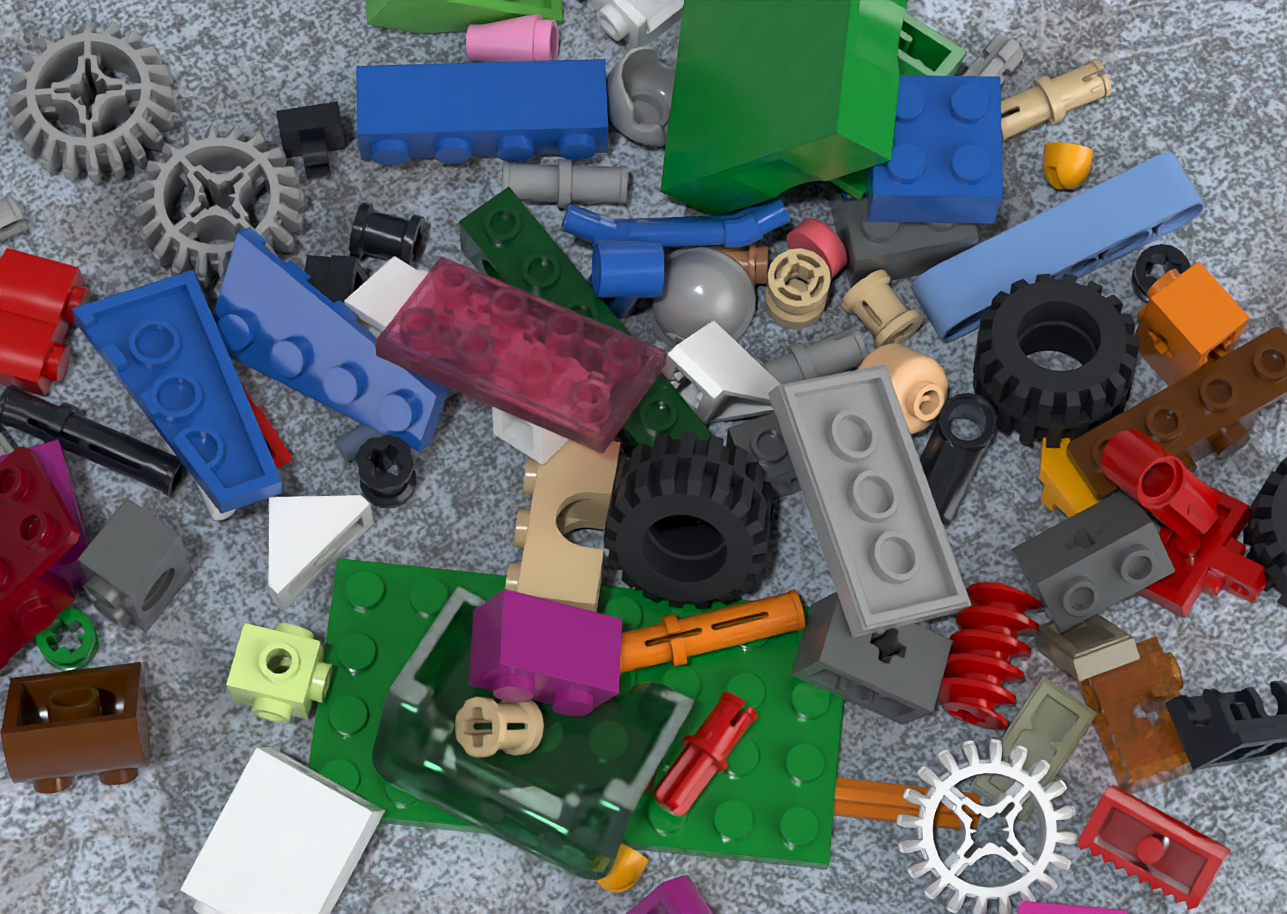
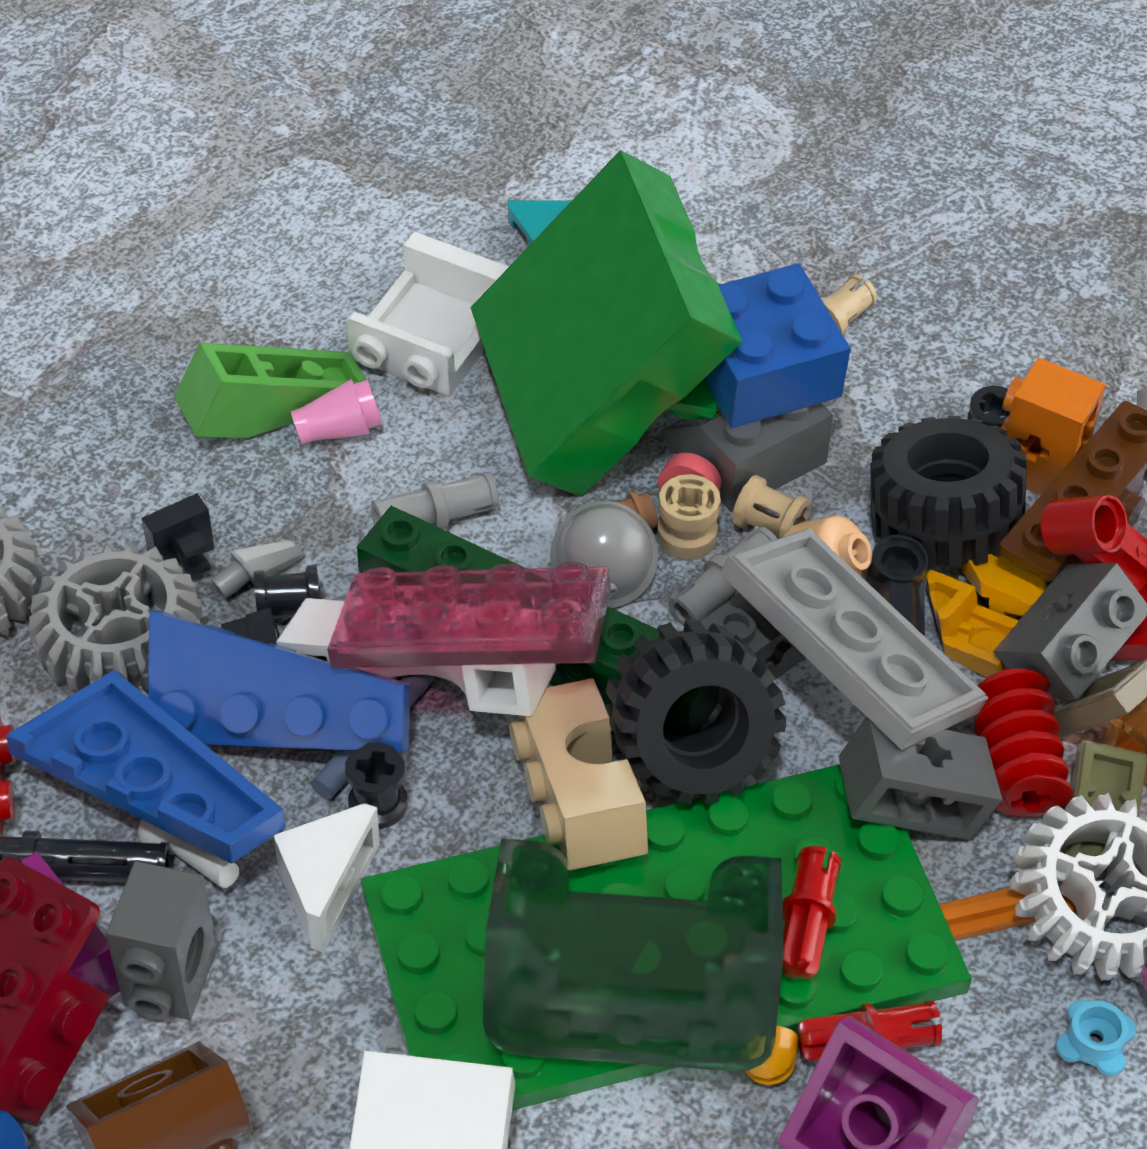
camera: 20 degrees left, 20 degrees down
(62, 658) = (107, 1032): green bush -> none
(279, 672) = (349, 993): yellowish green brick -> none
(373, 188) = (268, 557): none -> light grey bar
(482, 110) = (333, 465): blue brick -> none
(487, 741) = (598, 941): tan bush -> none
(545, 652) = (617, 859): magenta brick -> none
(626, 273) = (535, 530): blue piece -> none
(641, 95) = (474, 415): light grey hair -> none
(717, 877) = (890, 1022): none -> red axle
(719, 377) = (661, 593): white slope -> none
(723, 229) = (502, 521): blue piece -> none
(775, 615) = (732, 821): orange pin -> none
(1010, 503) = (965, 628): none -> light orange slope
(1060, 241) = (925, 384): medium blue beam -> none
(1066, 164) = (870, 356): light orange hinge -> none

